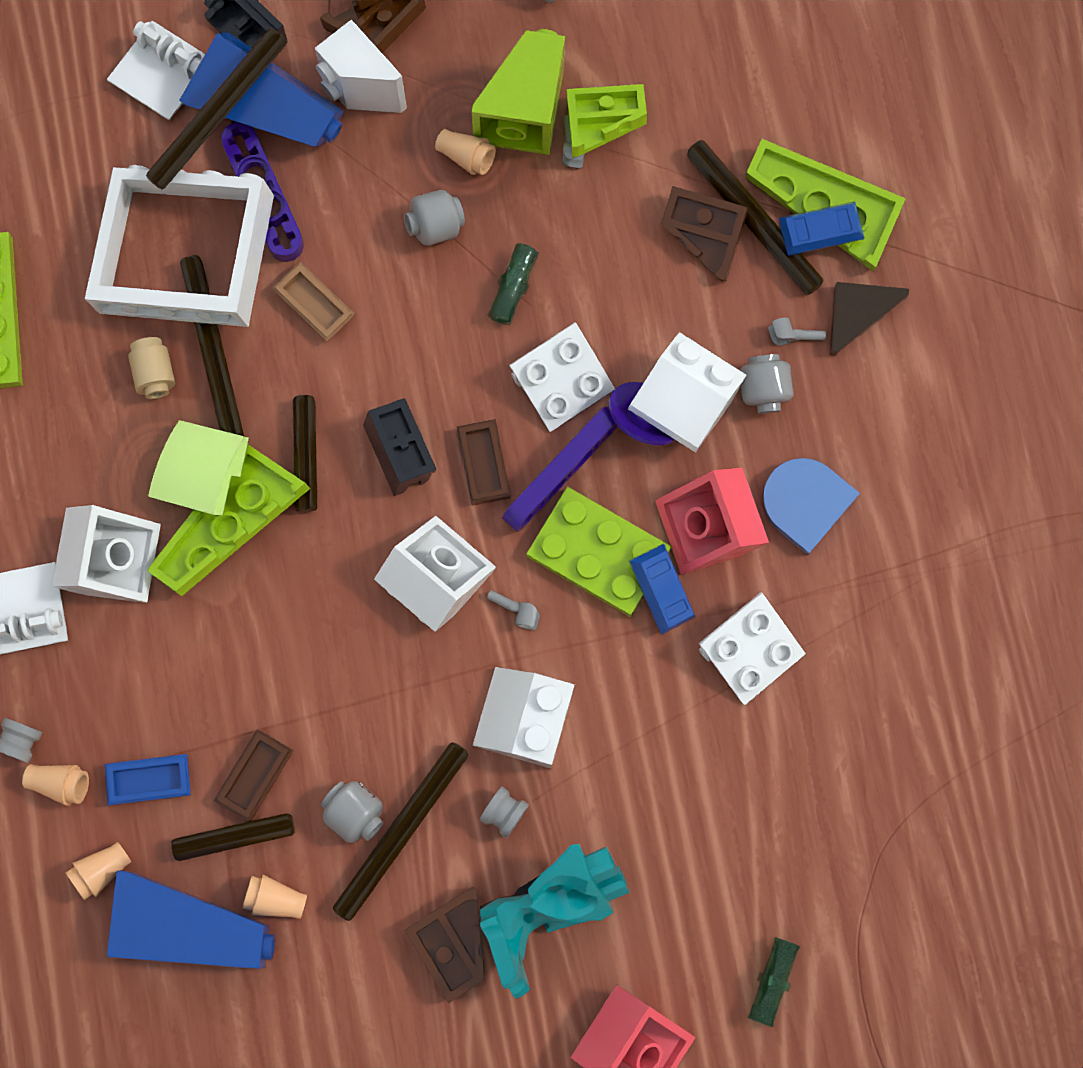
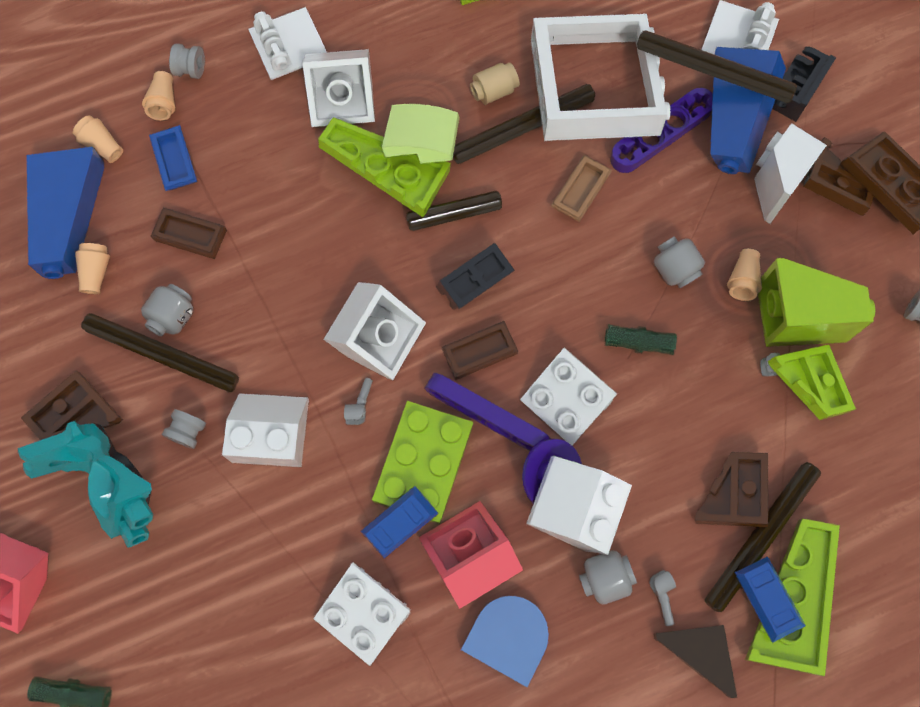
camera: 80 degrees right, 5 degrees down
(232, 837) = (137, 229): dark brown axle -> none

